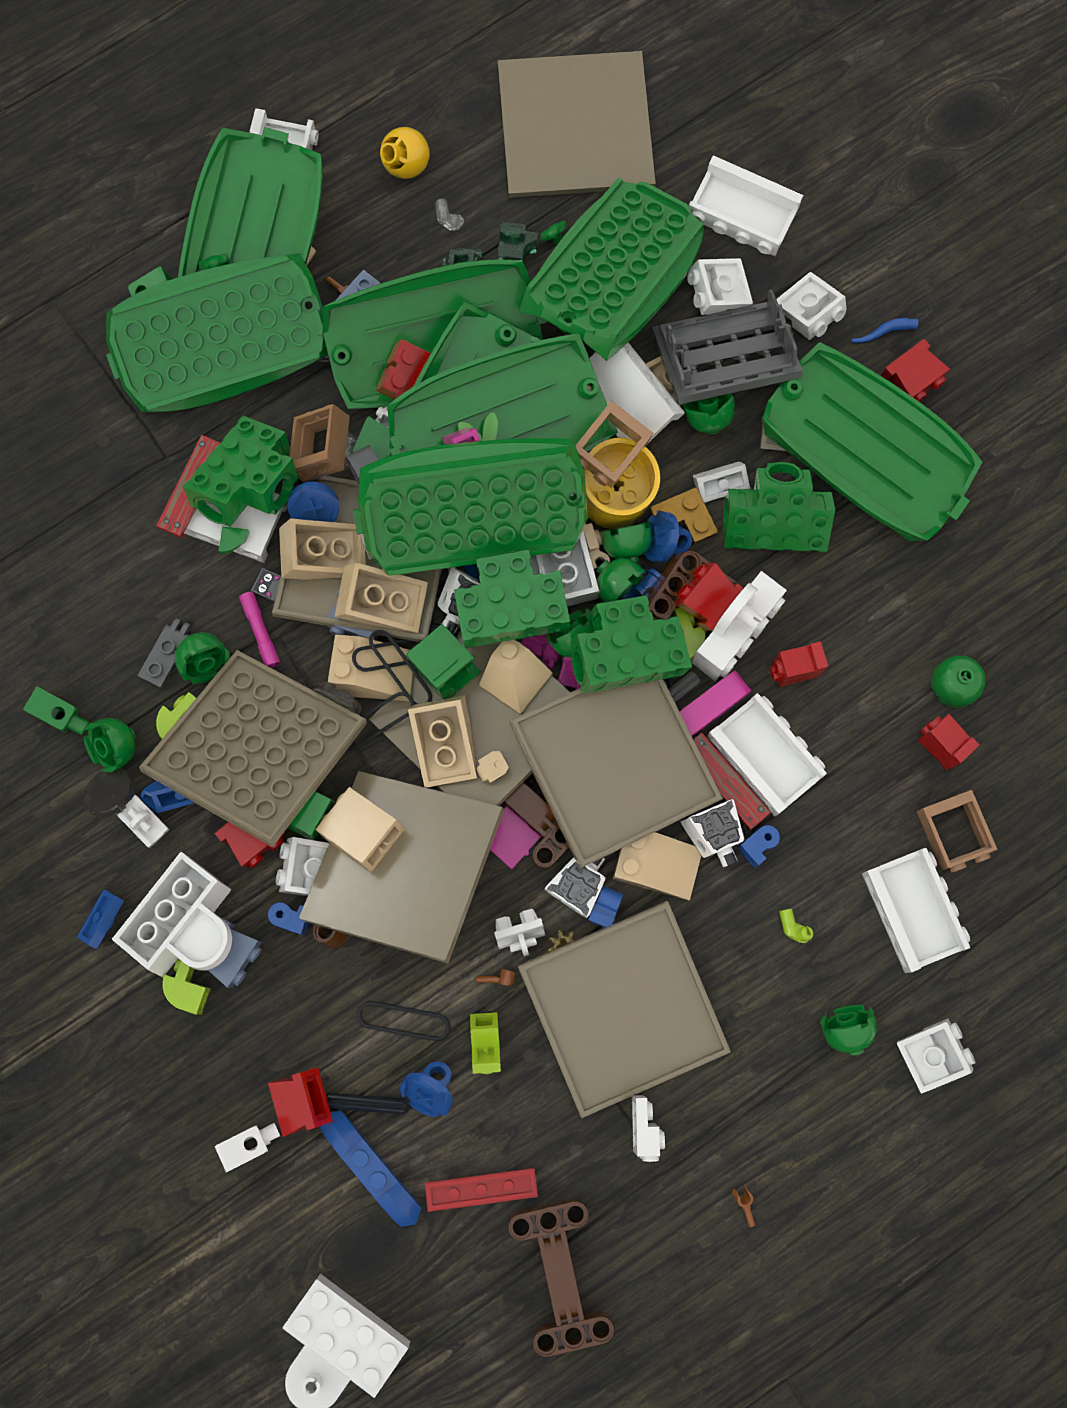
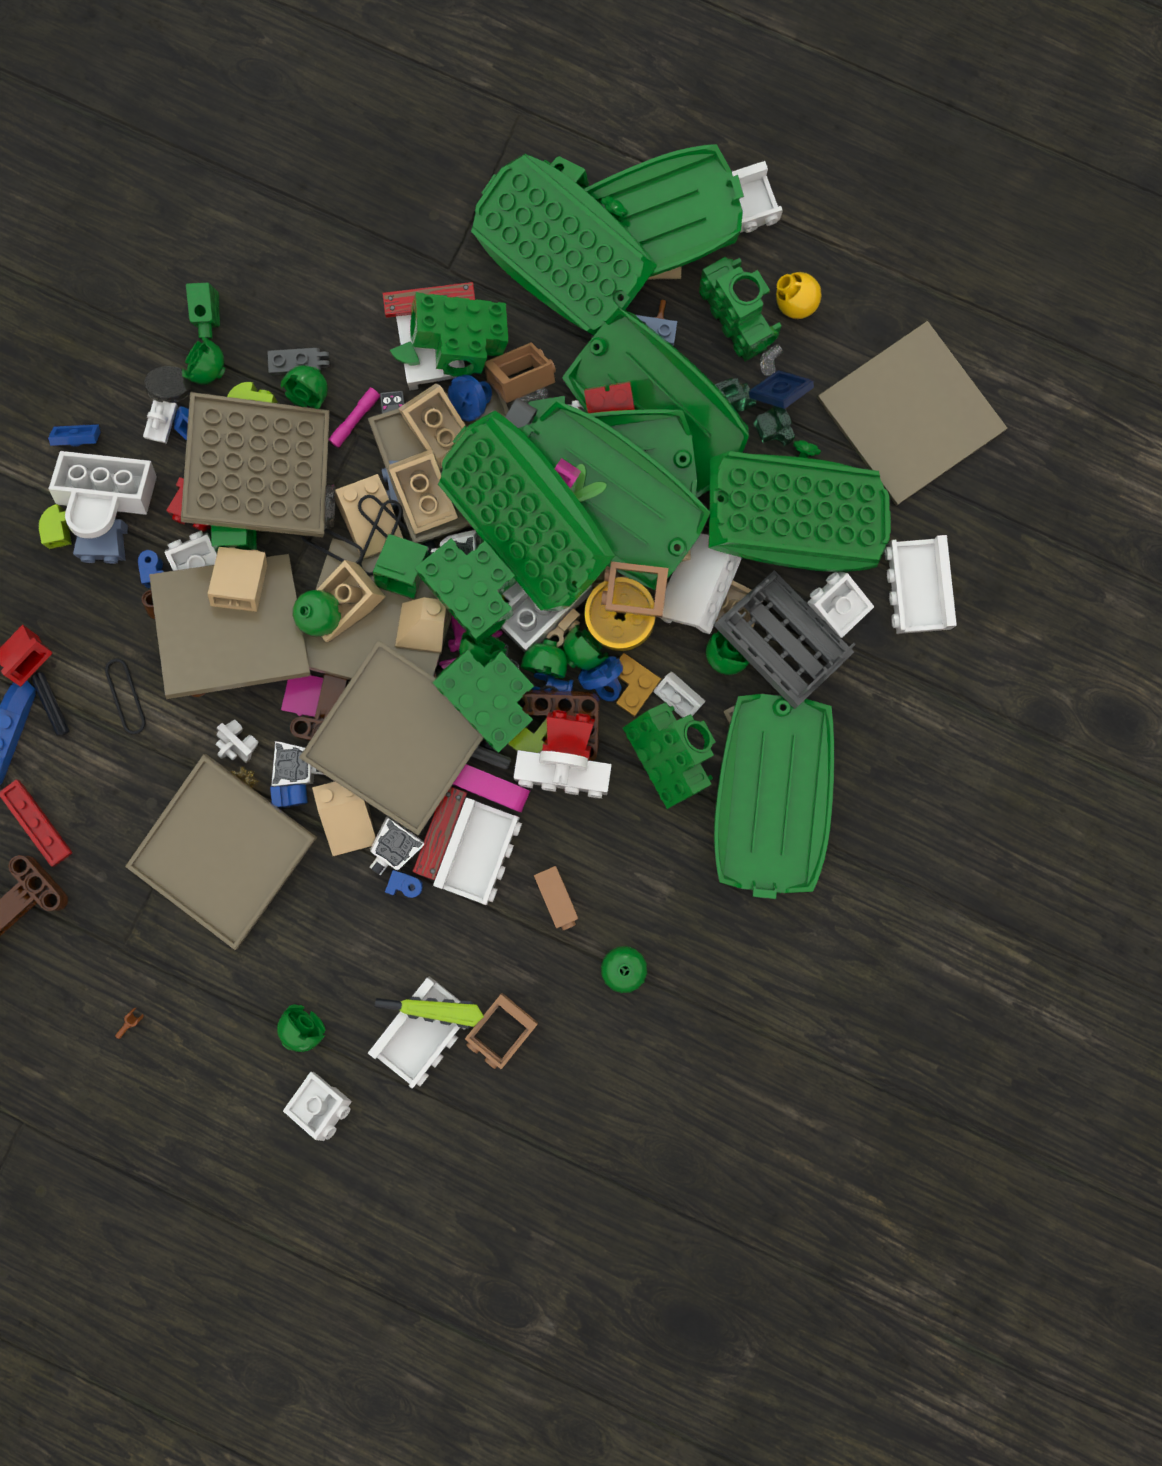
camera: 65 degrees right, 5 degrees up
(391, 217) = (739, 319): none -> green piece
(426, 1093) = (79, 743): blue tile -> none
(451, 760) = (316, 613): none -> green cylinder
(485, 1043) = (138, 764): lime brick -> none
(486, 218) = (781, 389): none -> dark blue tile
(489, 770) = (340, 648): tan piece -> none
(506, 978) = (195, 752): dark orange hand -> none
(646, 1136) = (137, 918): white plate -> none
(794, 930) = (354, 947): lime arm -> none
(798, 664) = (559, 835): red hips -> none
(812, 305) = (867, 685): white plate -> none
(857, 701) = (556, 898): none -> medium nougat window
(892, 325) = (894, 760): blue animal -> none
(913, 869) = (447, 1012): none -> lime sword
(916, 371) = (860, 799): red hips -> none
(947, 741) = (564, 984): red hips -> none

